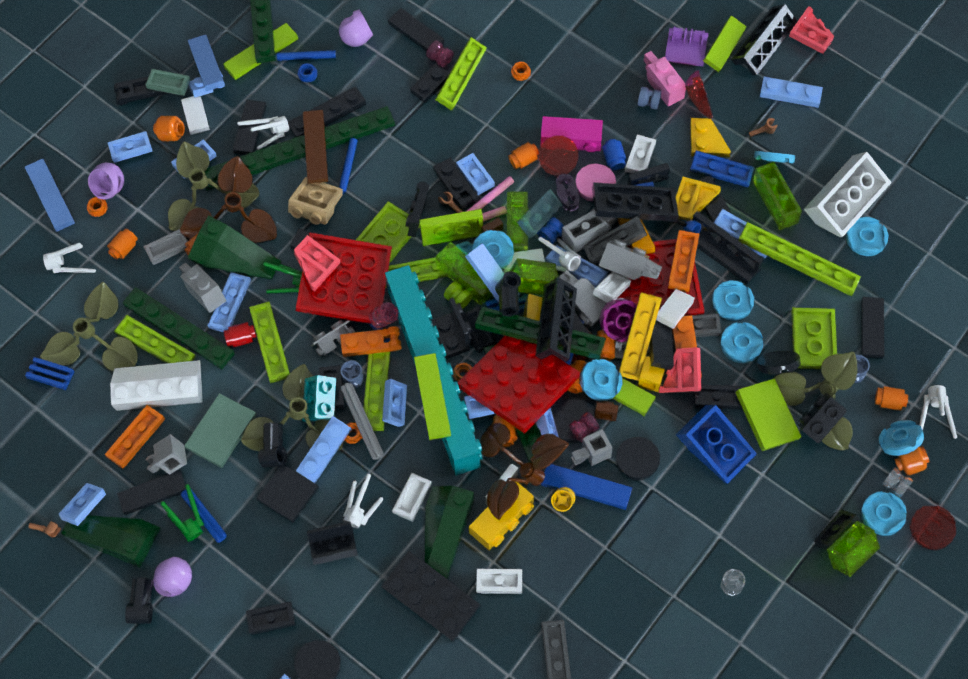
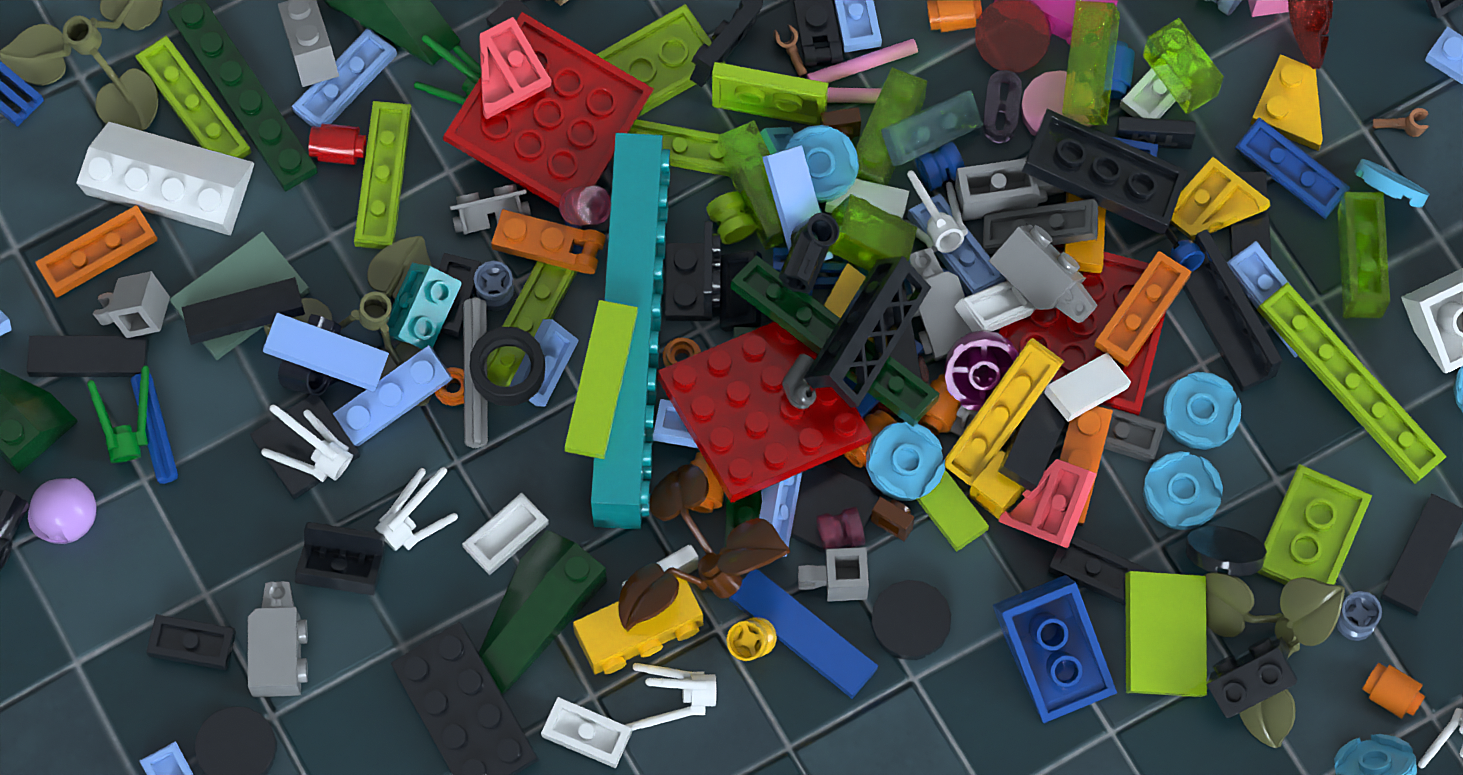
camera: 20 degrees right, 5 degrees up
(226, 436) = (242, 310): none -> black tile
(280, 439) = (325, 352): none -> light blue tile
(304, 491) = (330, 455): none -> white plant
(316, 601) = (275, 645): none -> light grey hinge
(378, 394) = (507, 337): none -> black tyre
(530, 360) = (795, 385): none -> dark grey arm
(545, 536) = (696, 687): none -> white plant
(604, 152) = (1091, 62): none -> clear neon green brick
(649, 138) = (1182, 66): none -> clear neon green brick

